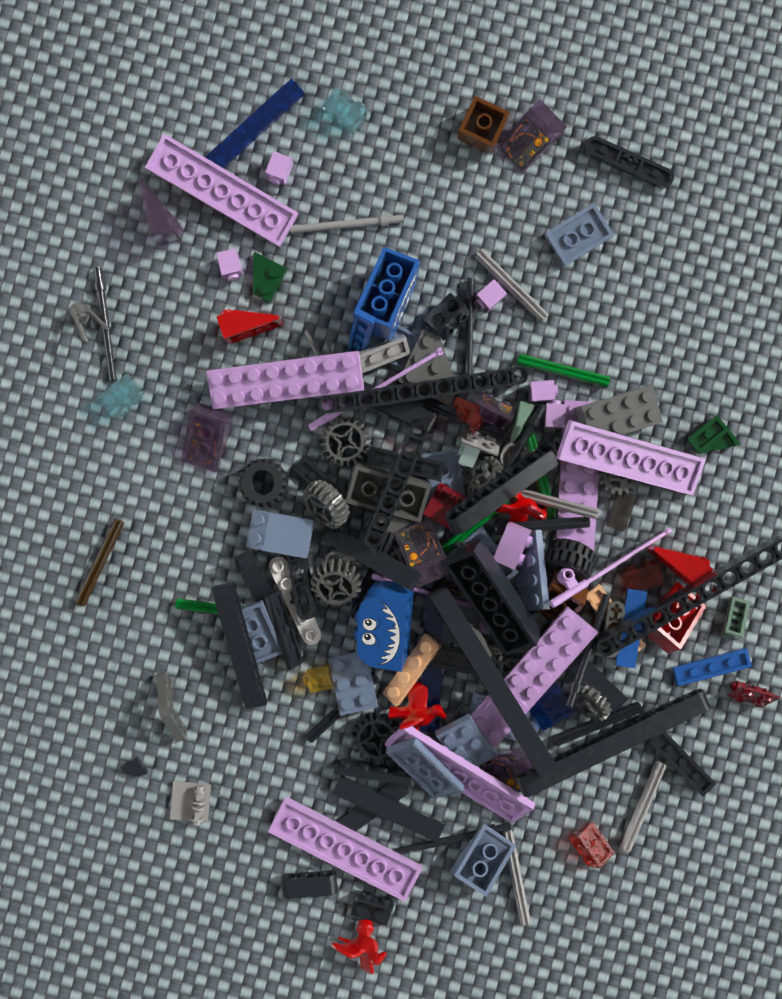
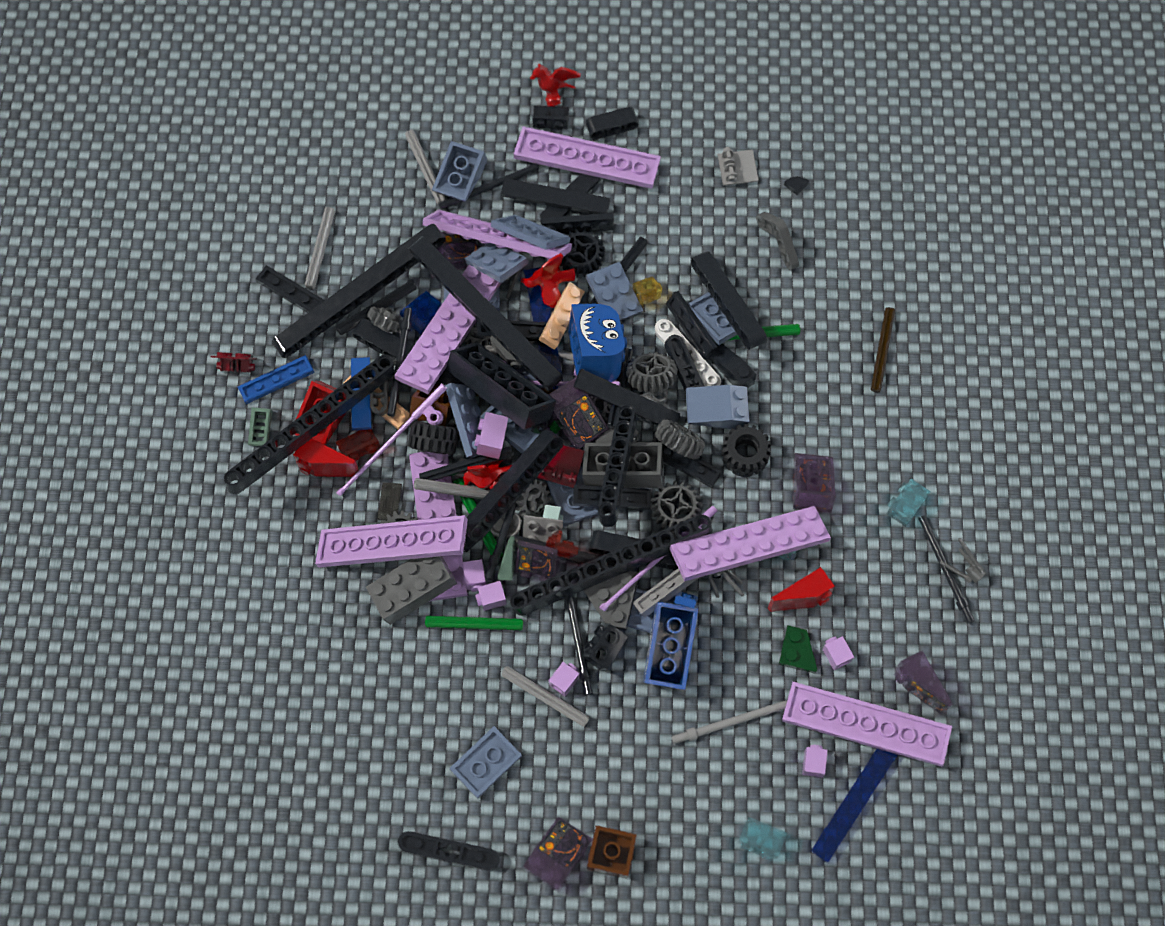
camera: 170 degrees right, 20 degrees down
(592, 845) = (361, 205): clear red bracket -> none
(712, 436) = (311, 589): dark green wing -> none

